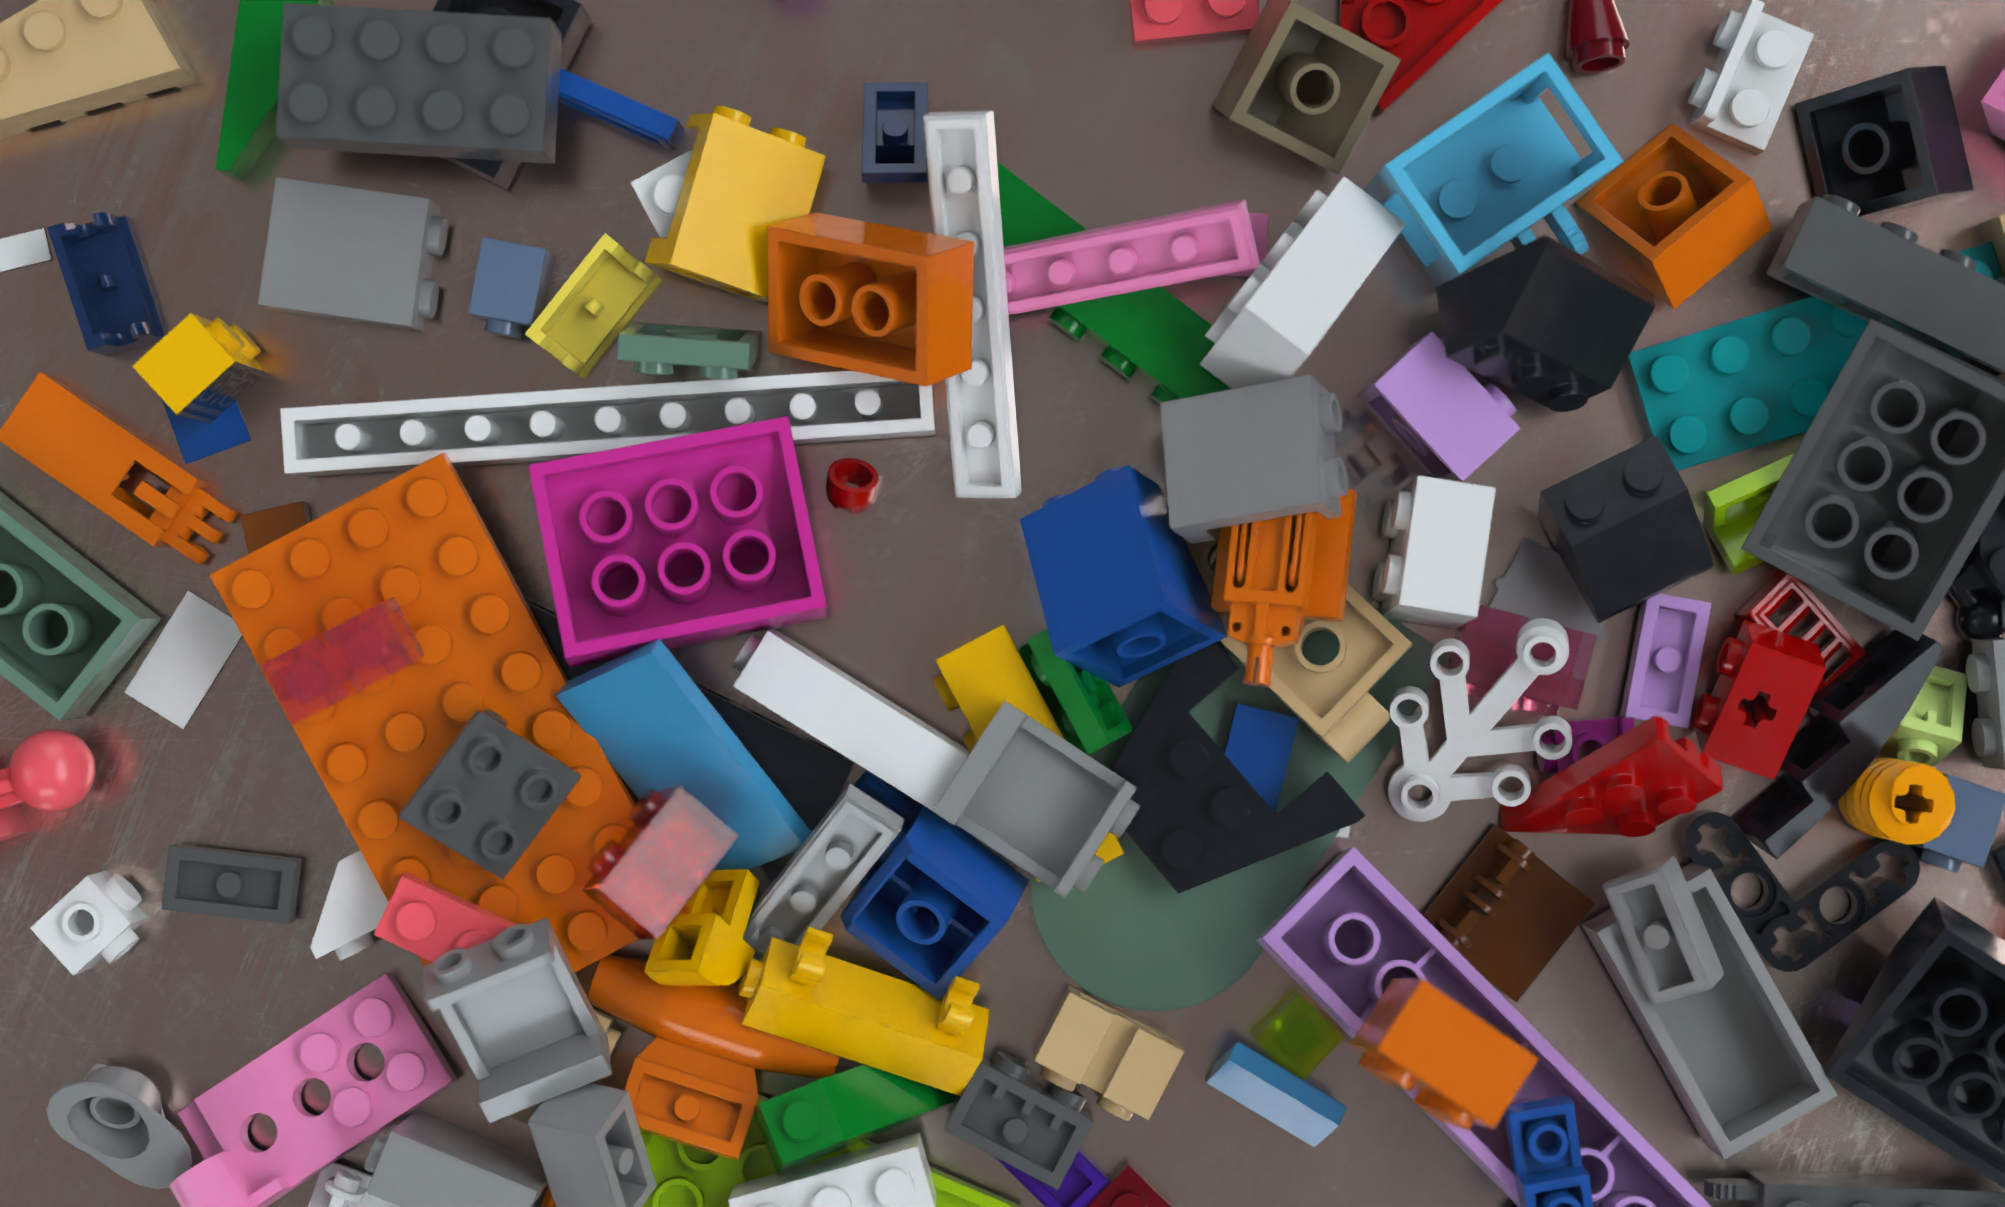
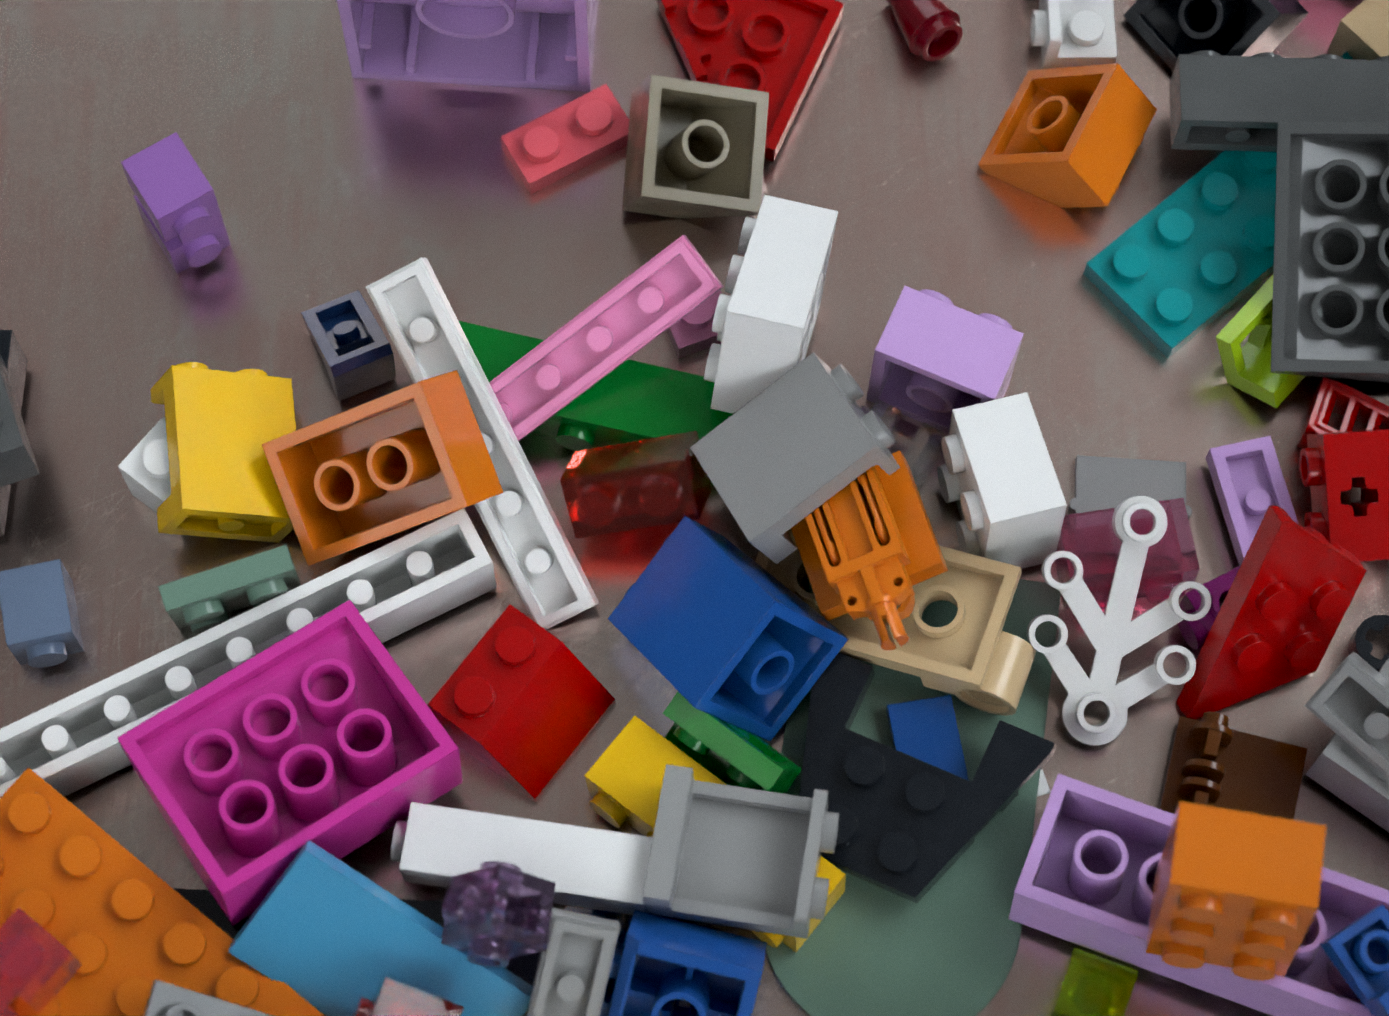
camera: 30 degrees left, 20 degrees down
(594, 306) = (123, 599): light yellow hinge -> none
(619, 111) = (84, 420): blue tile -> none
(799, 771) = (497, 913): none -> clear purple brick
(855, 472) = (434, 660): red hinge -> none
(910, 561) = (521, 703): none -> red slope
(1098, 404) = (634, 485): none -> clear red brick
(1494, 175) = (899, 155): medium azure piece -> none
(1543, 323) = (999, 241): black slope -> none
(1625, 529) = (1160, 401): black slope -> none

